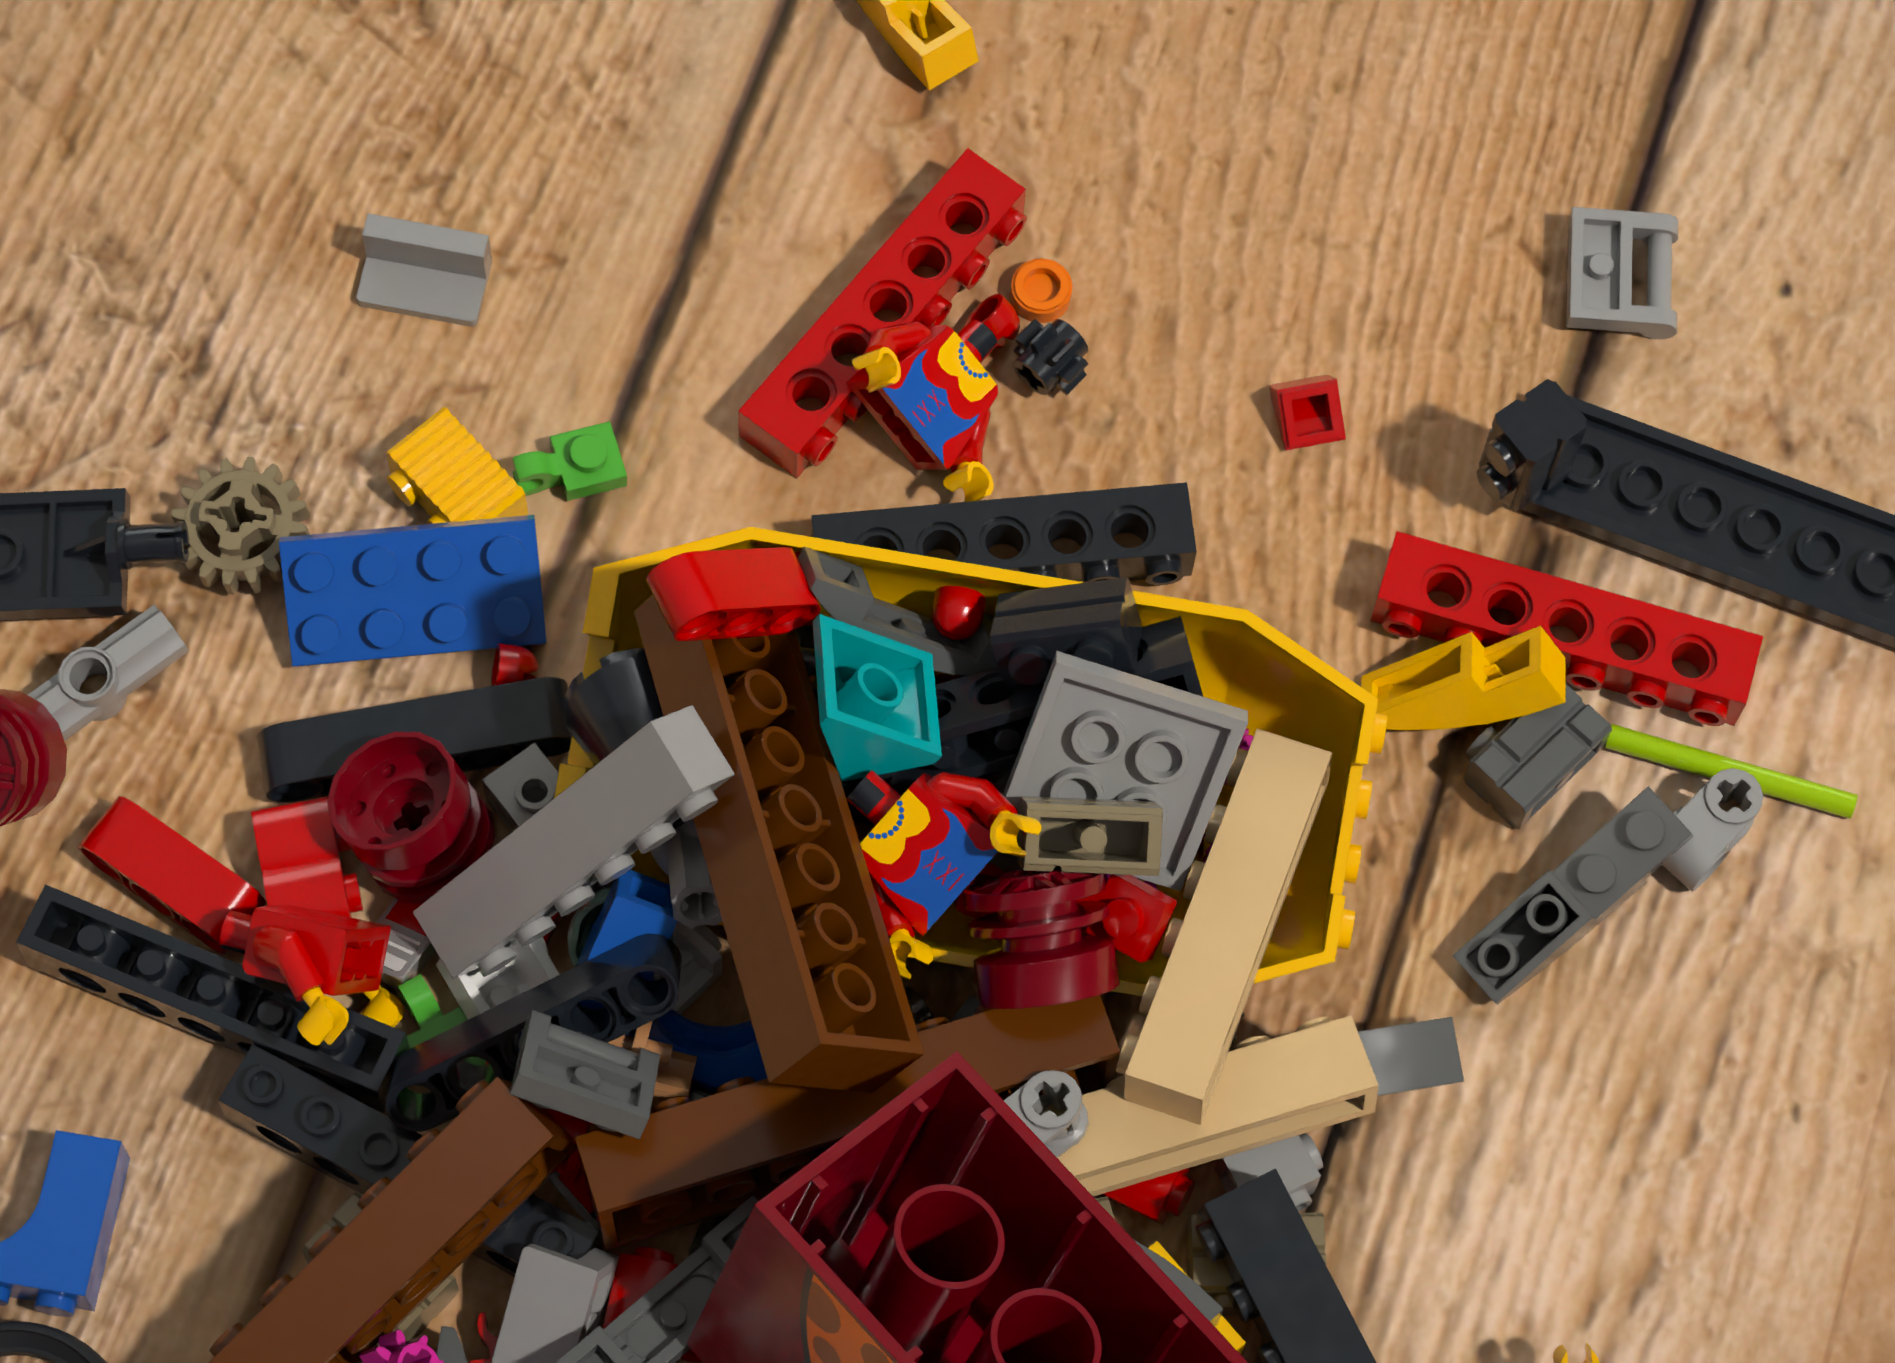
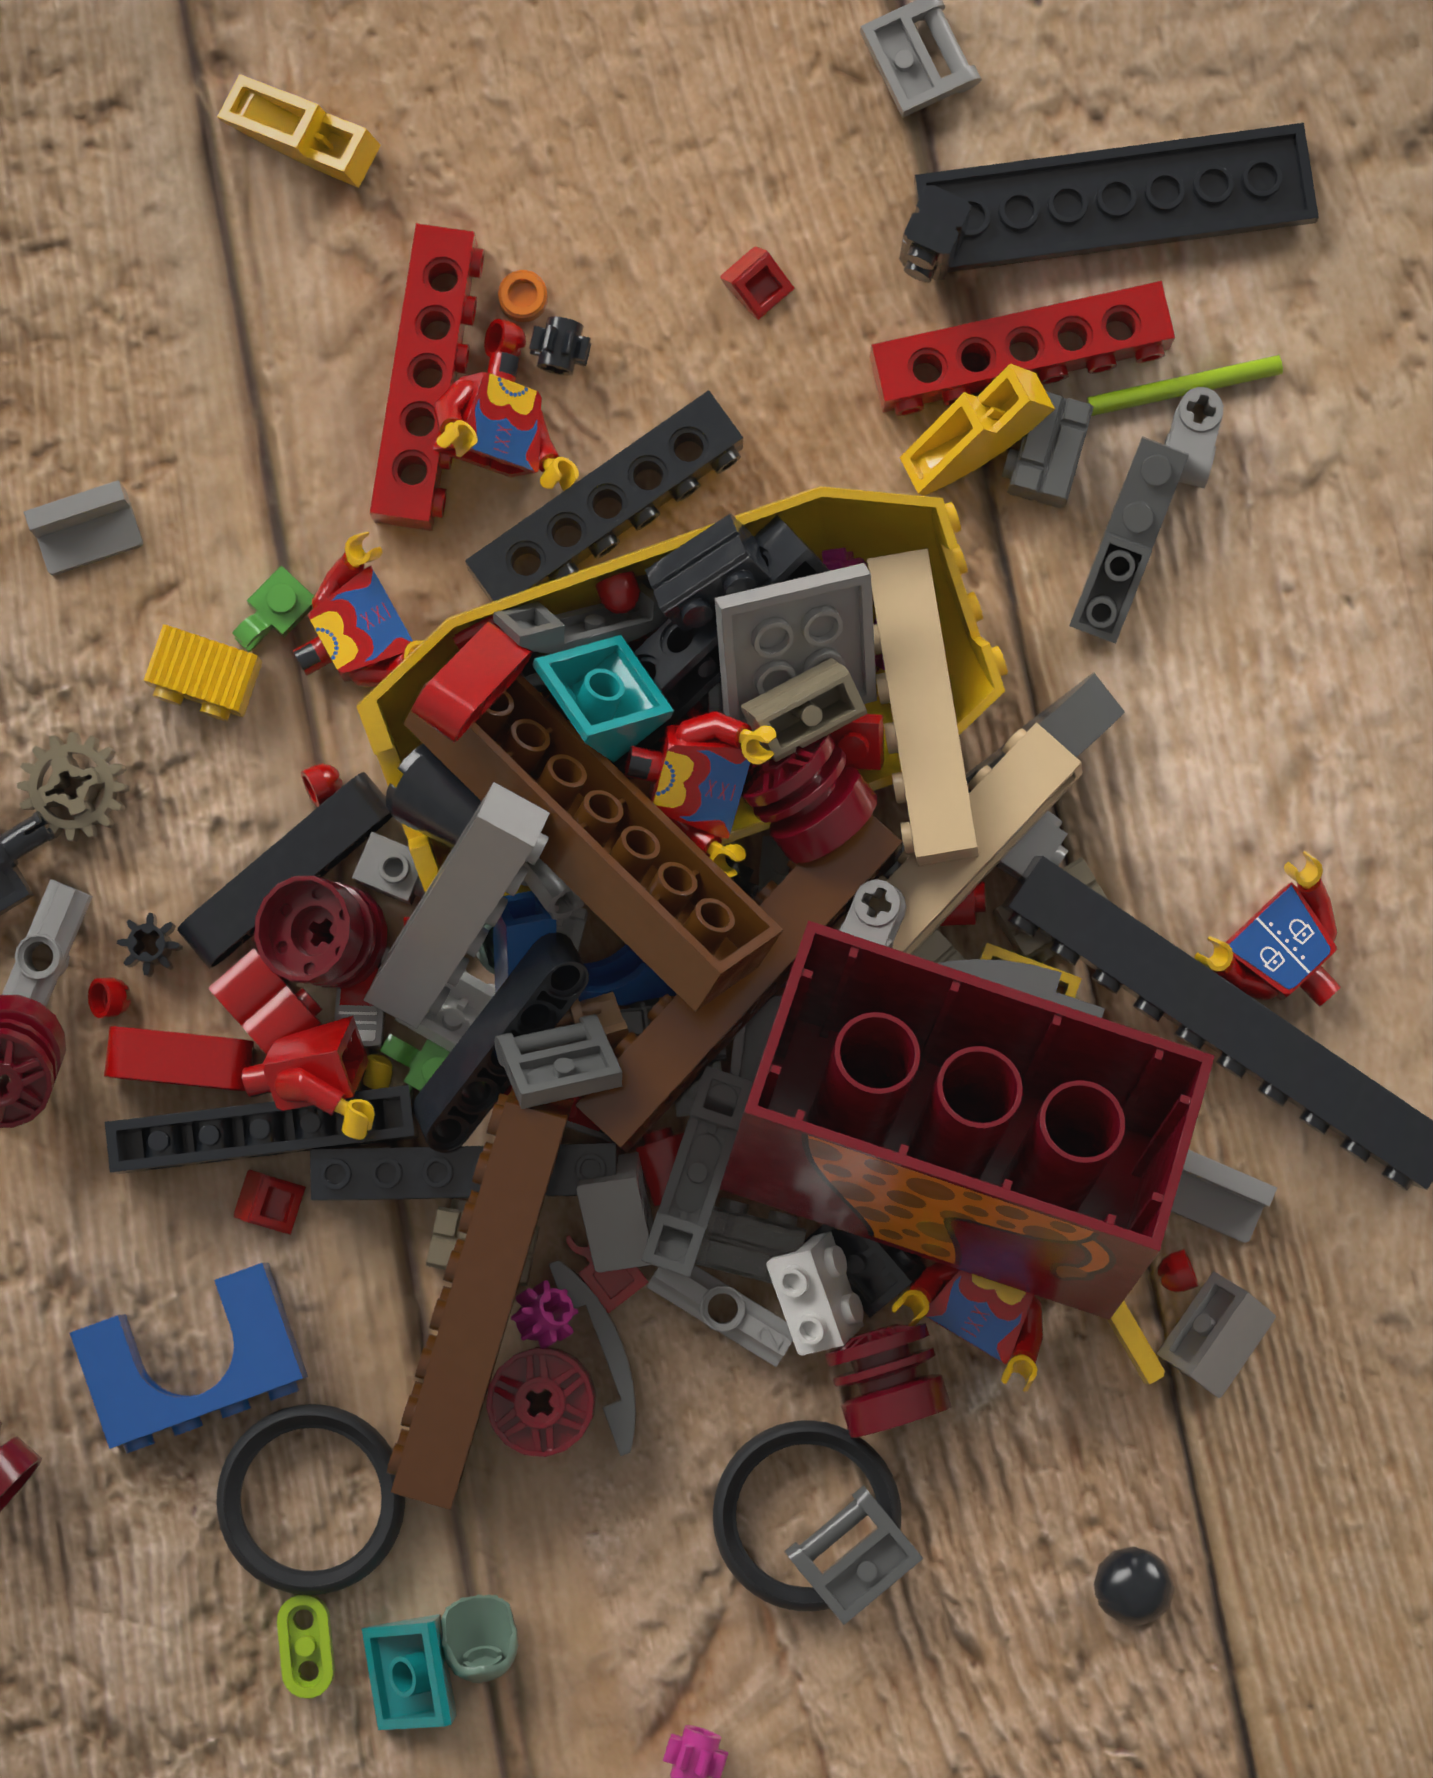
camera: 25 degrees left, 15 degrees up
(137, 767) = (108, 997): none -> red hinge
(173, 1090) = (269, 1202): none -> red slope
(212, 717) = (136, 945): none -> black gear
(412, 590) = (221, 767): blue plate -> none
(652, 501) = (355, 622): none -> torso

